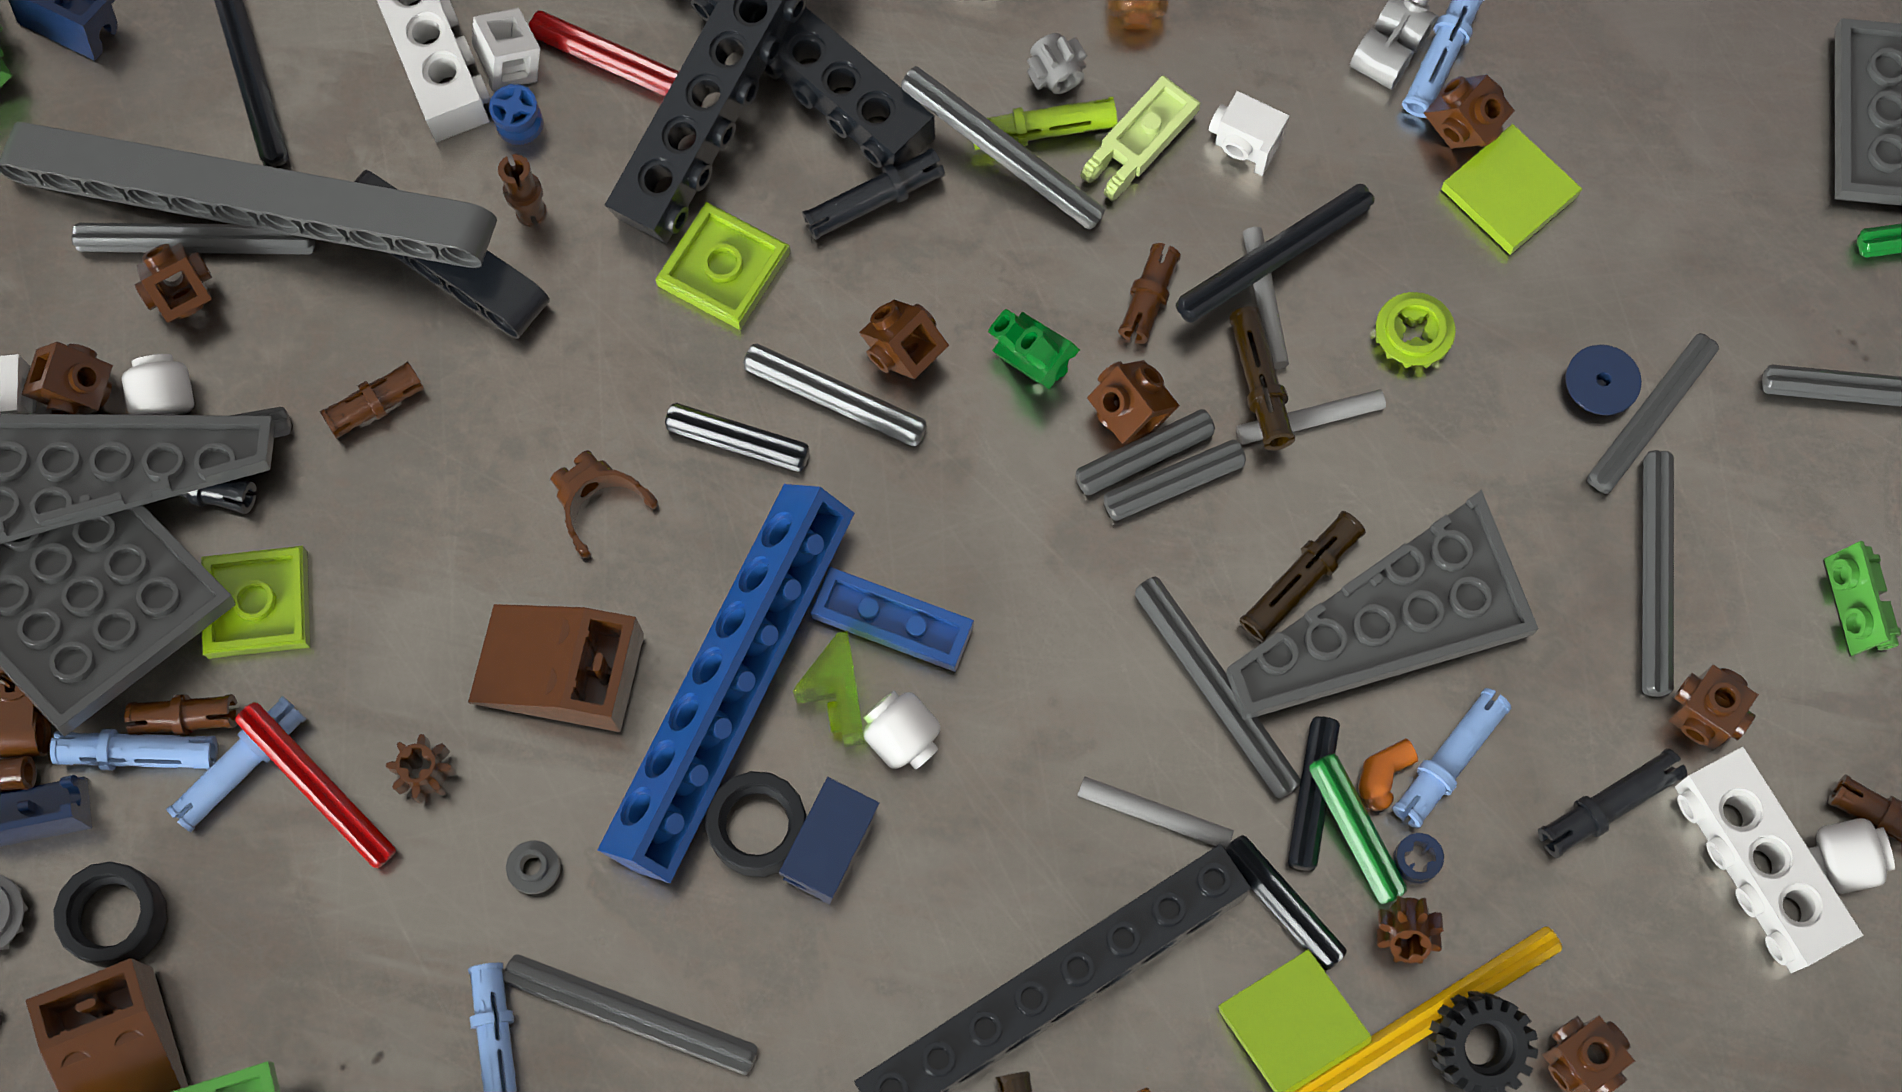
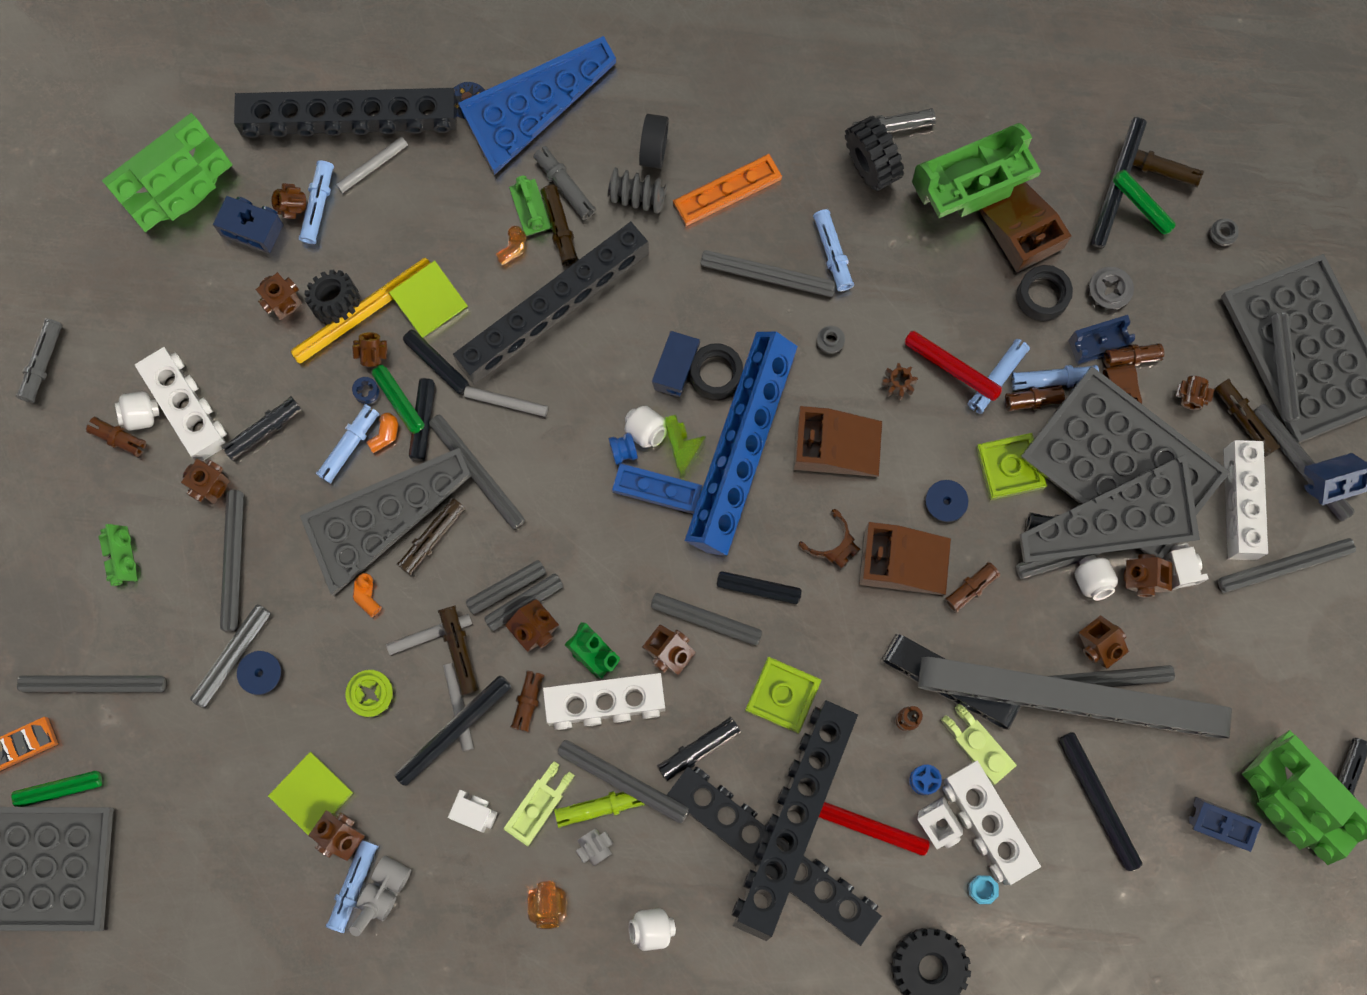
camera: 170 degrees right, 5 degrees up
(382, 550) = (947, 500): none -> dark blue piece
(414, 152) = (980, 745): none -> yellowish green hinge
(481, 450) = (904, 559): none -> reddish brown slope
(947, 694) = (623, 448): none -> blue wheel
(1040, 294) = (558, 698): none -> white brick
(1425, 489) = (363, 594): none -> orange arm

